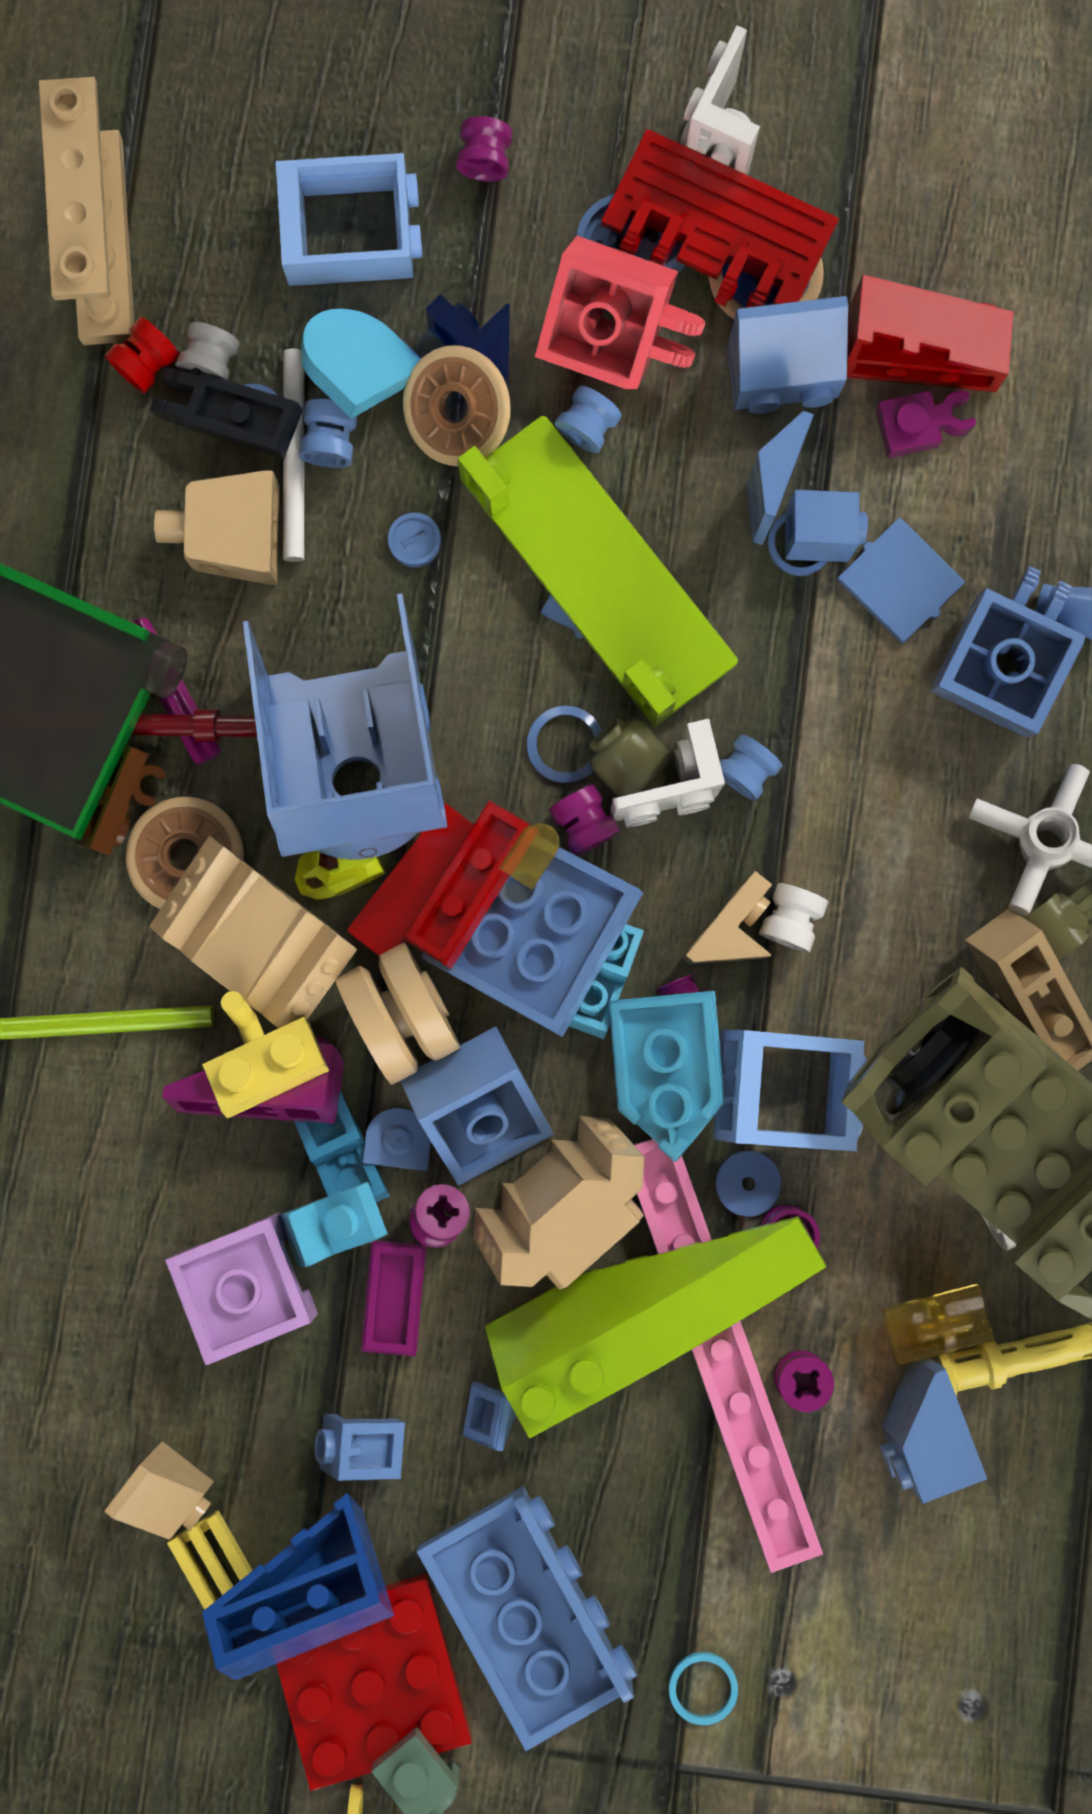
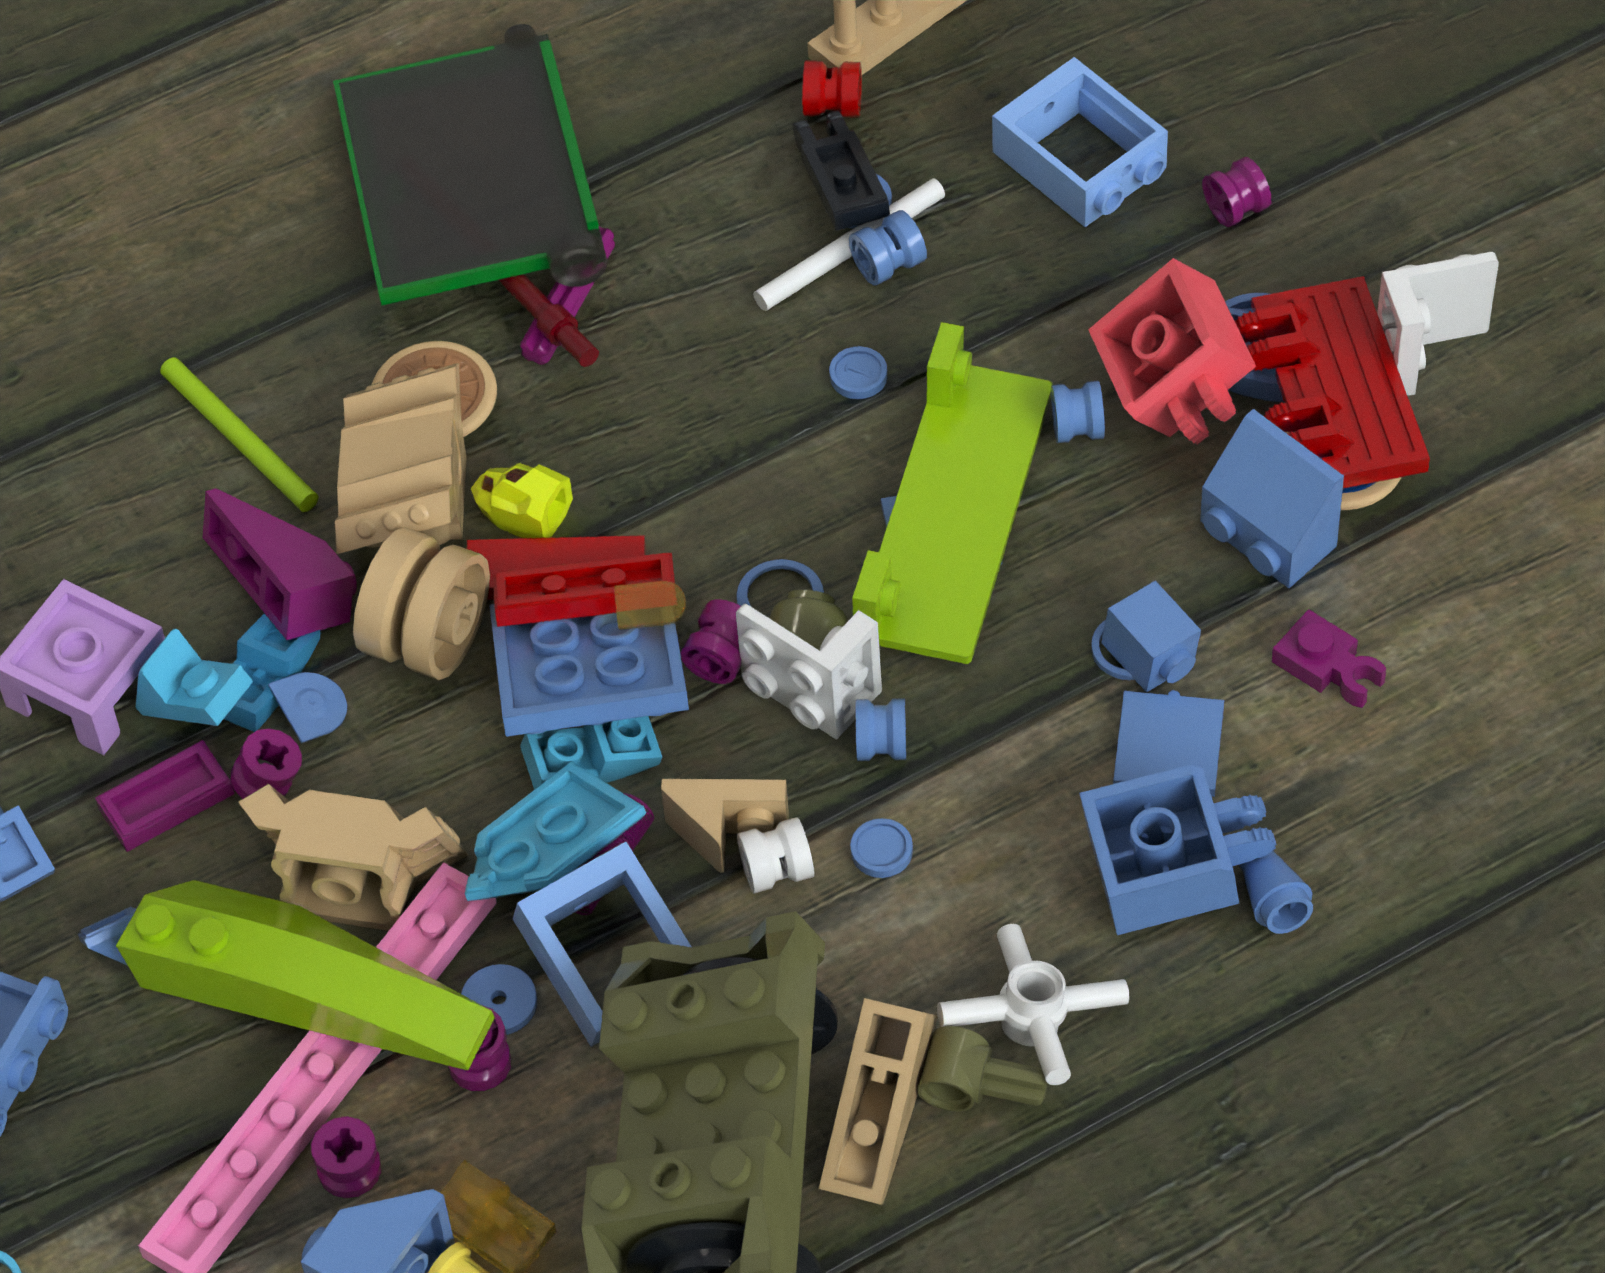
camera: 60 degrees right, 30 degrees down
(109, 821) = (413, 317): reddish brown plate -> none
(207, 350) = (878, 126): light grey wheel -> none
(228, 526) = (744, 235): tan torso -> none
(265, 1063) = (295, 535): light yellow plate -> none
(329, 721) = (599, 419): medium blue piece -> none
(355, 359) = (968, 222): medium azure tile -> none
(459, 327) = (1070, 298): clear blue slope -> none
(476, 1106) = (389, 732): medium blue slope -> none
(486, 399) = (1026, 298): medium nougat wheel -> none
(772, 473) = (1157, 545): medium blue slope -> none
(831, 837) = (881, 848): none -> medium blue piece
(926, 338) = (1390, 590): wedge -> none

